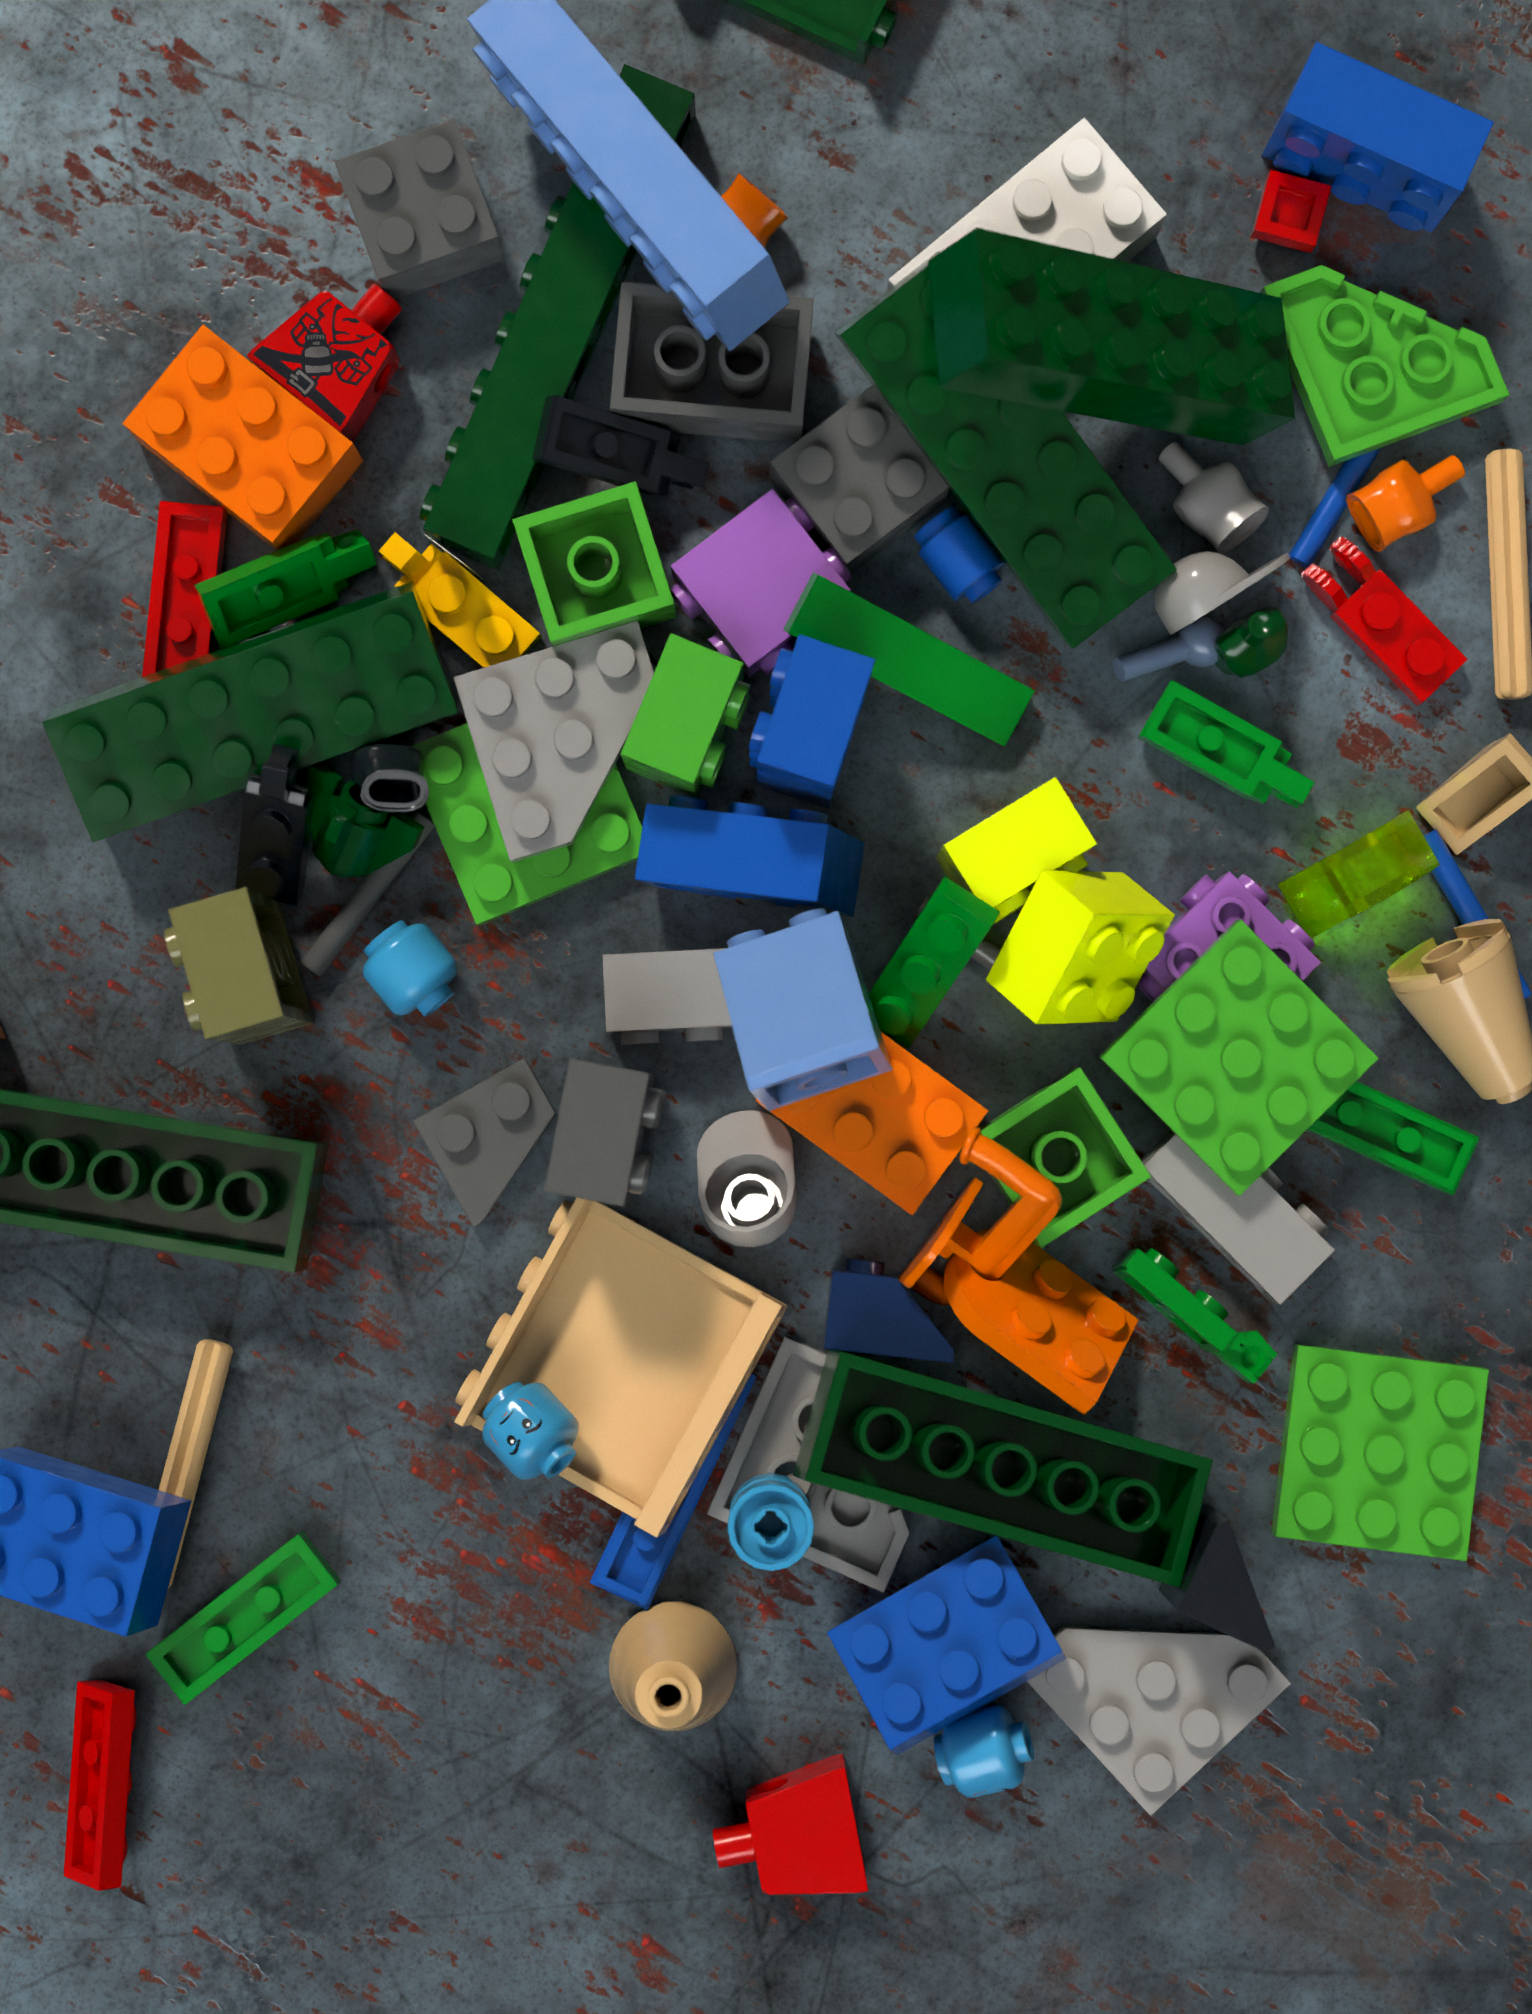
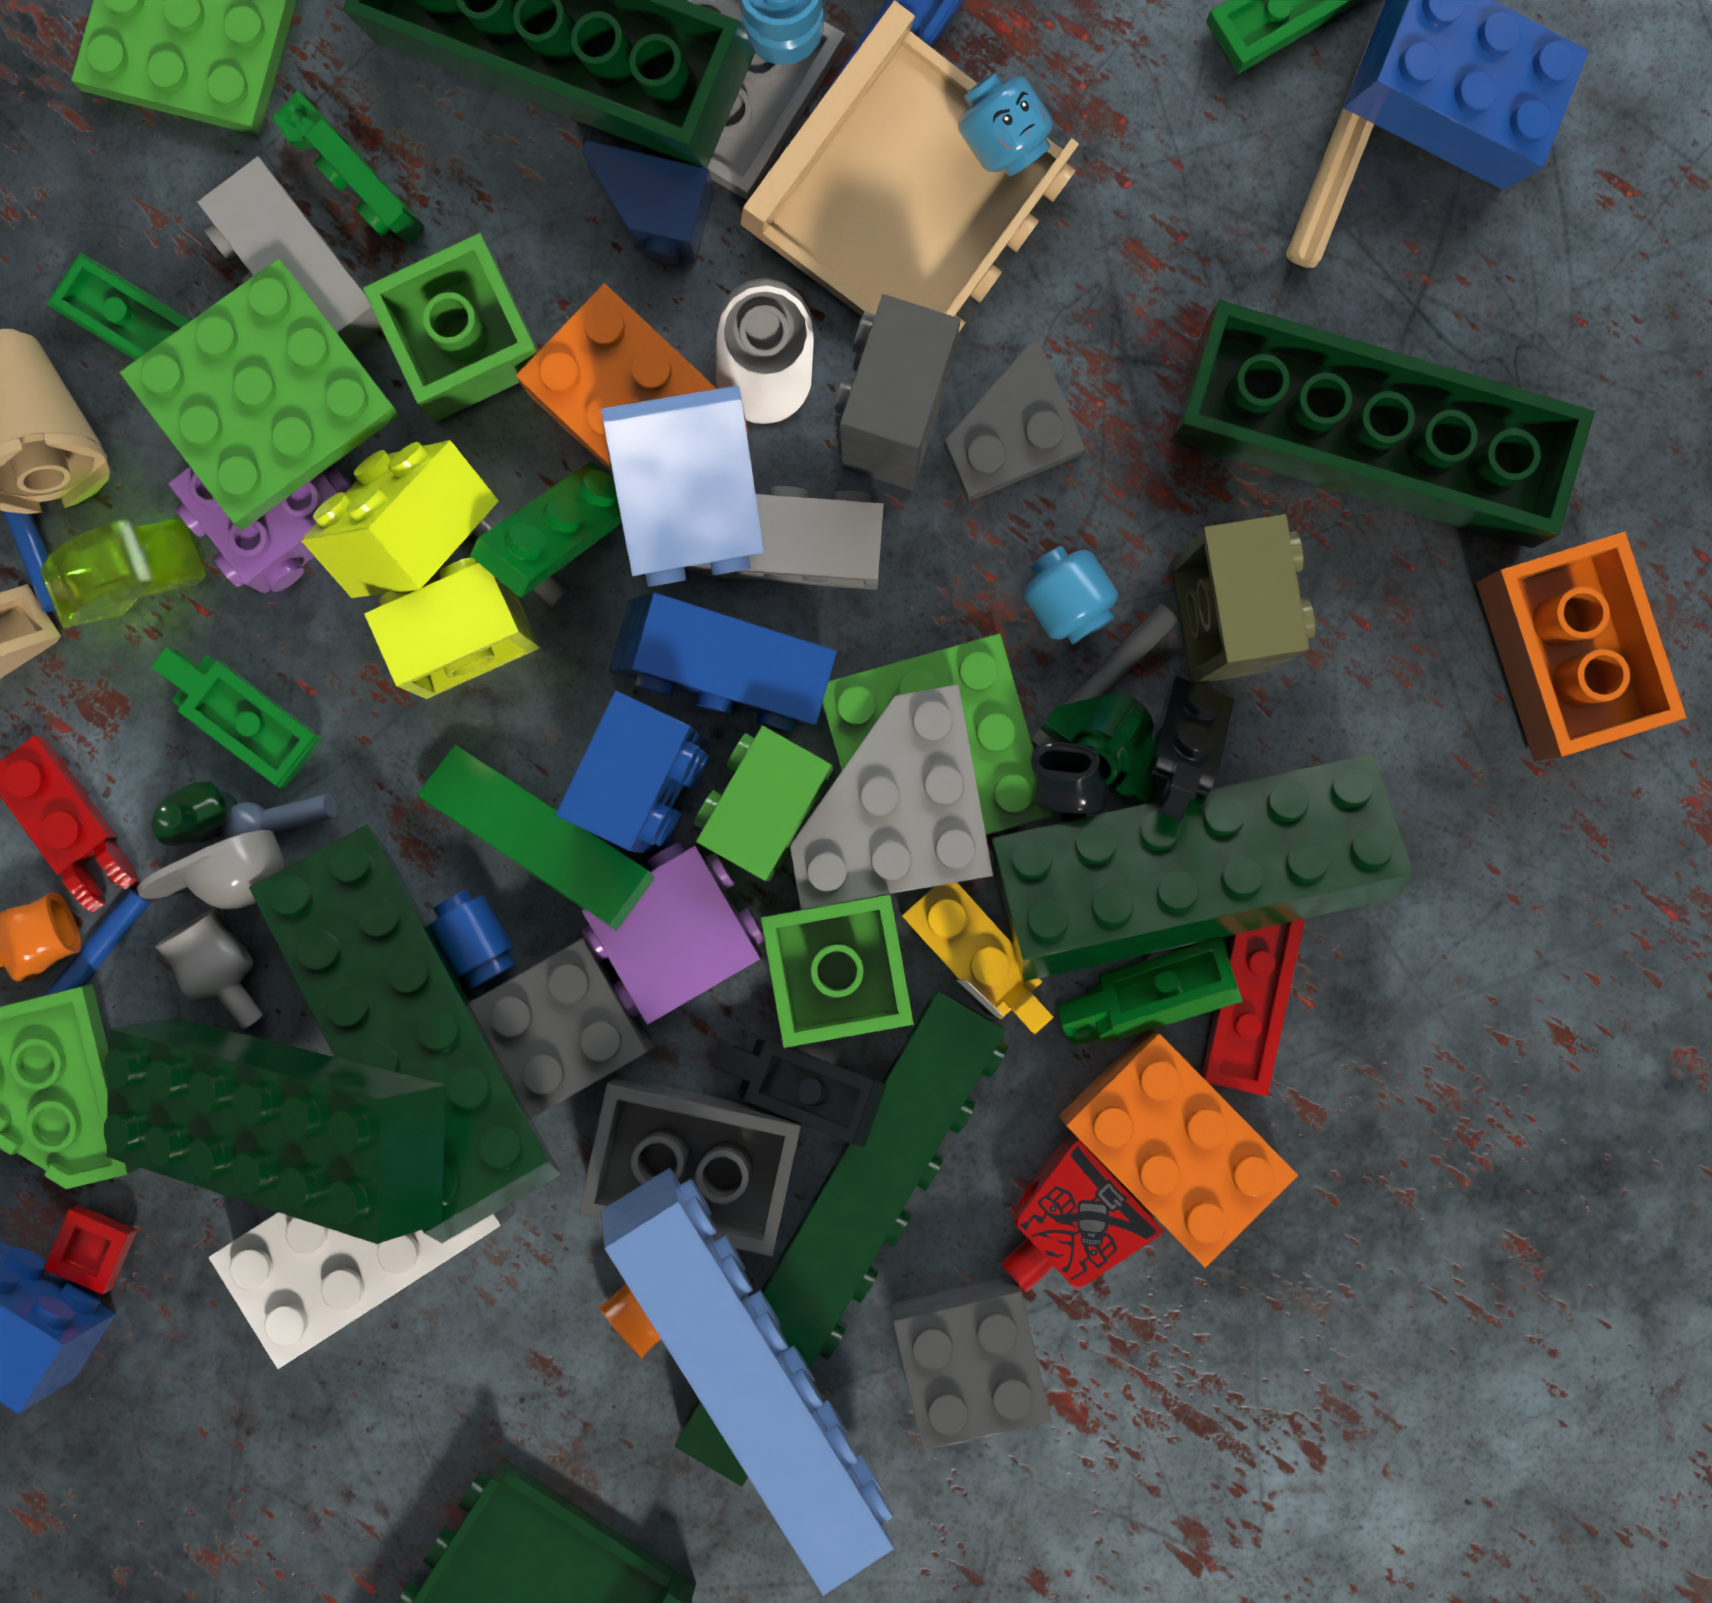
camera: 165 degrees left, 0 degrees up
(1016, 1291) = (519, 197): orange plate -> none

